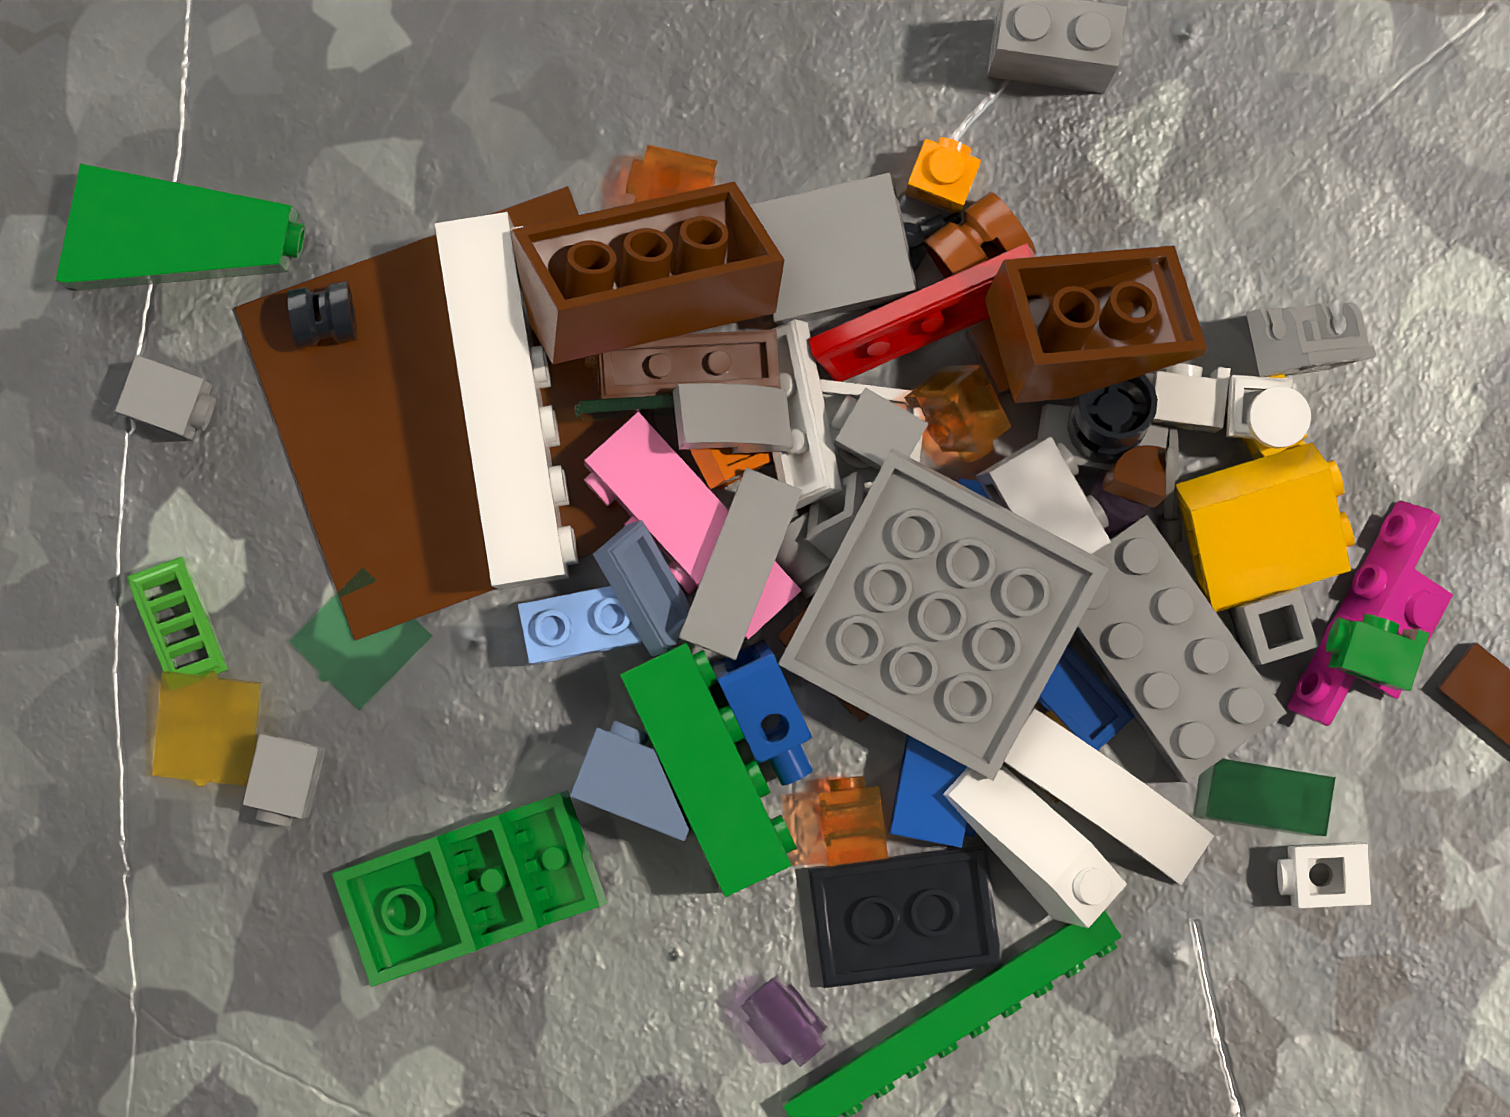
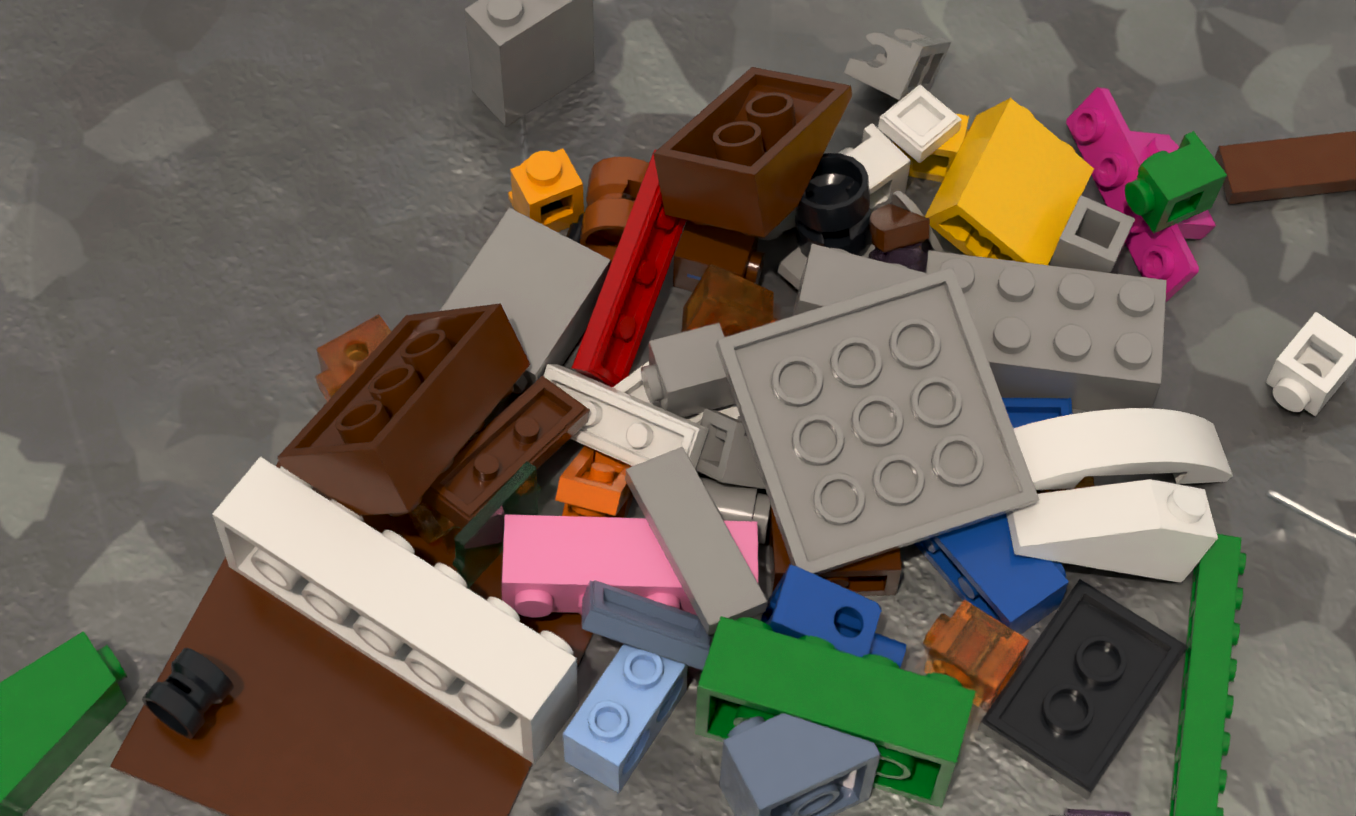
camera: 45 degrees left, 25 degrees down
(732, 416) = (575, 447): light grey slope -> none
(1270, 797) = (1217, 364): clear green tile -> none
(1279, 417) = (940, 106): white tile -> none

